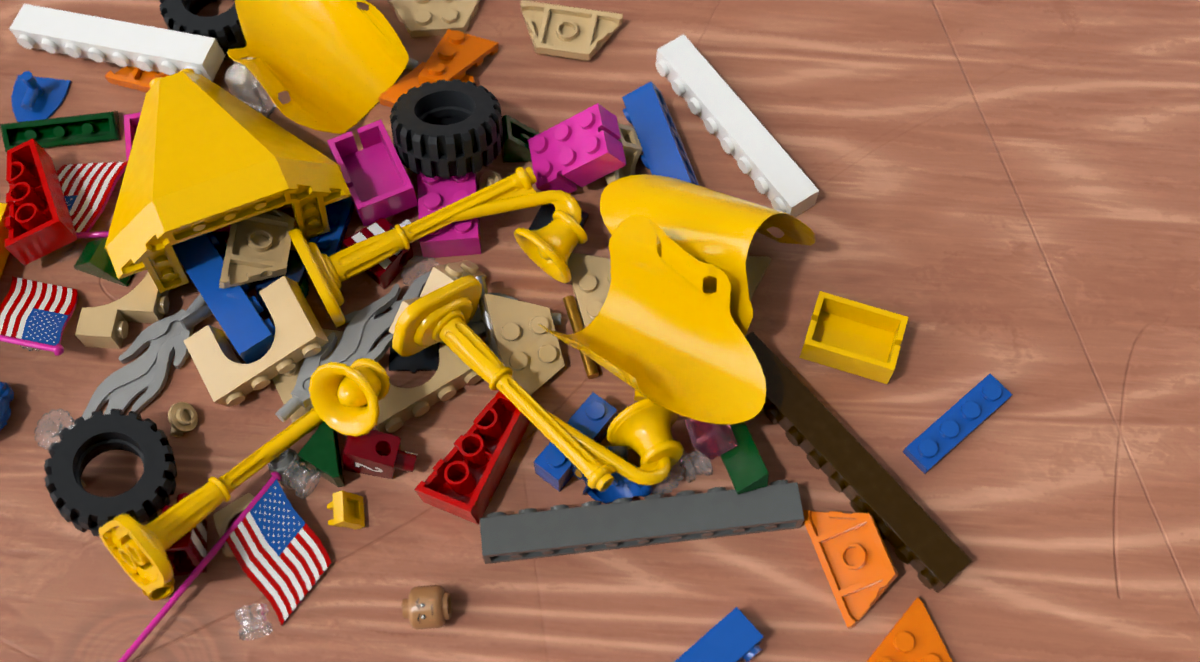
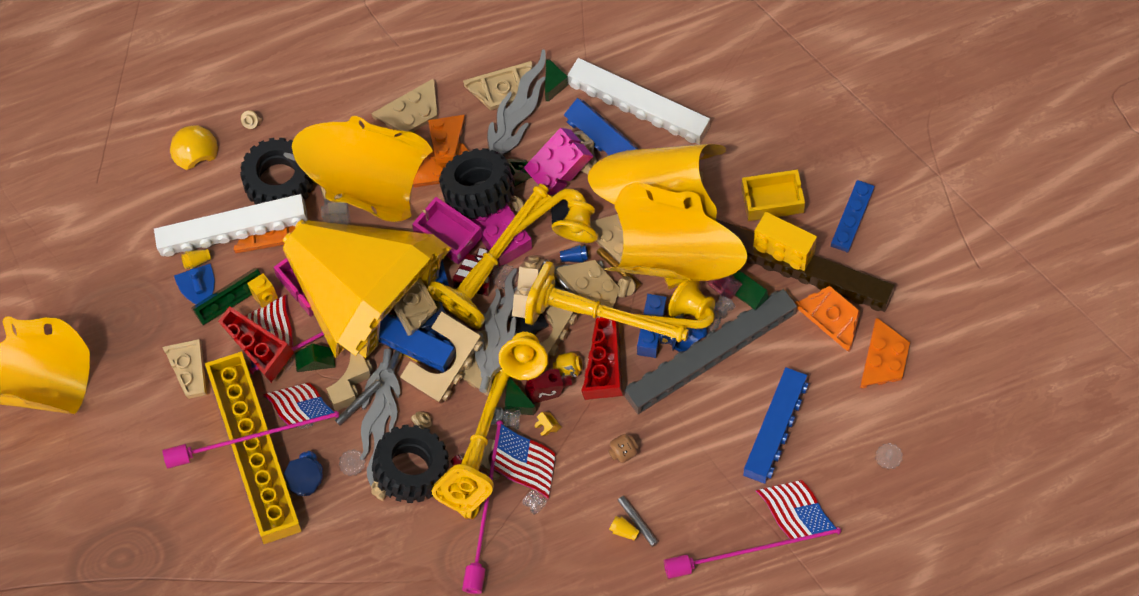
camera: 25 degrees left, 0 degrees up
(52, 64) = (195, 258): none -> yellow cone
(99, 141) = (262, 290): none -> yellow brick
(116, 348) = (358, 402): none -> flat silver bar
(426, 439) = (568, 364): none -> yellow head
(531, 288) = (575, 254): none -> blue cone
(573, 66) = (517, 112): none -> light grey piece
(574, 368) = (627, 286): none -> tan plate
(637, 52) = (555, 80): none -> dark green slope
(833, 413) = (784, 241): none -> yellow piece

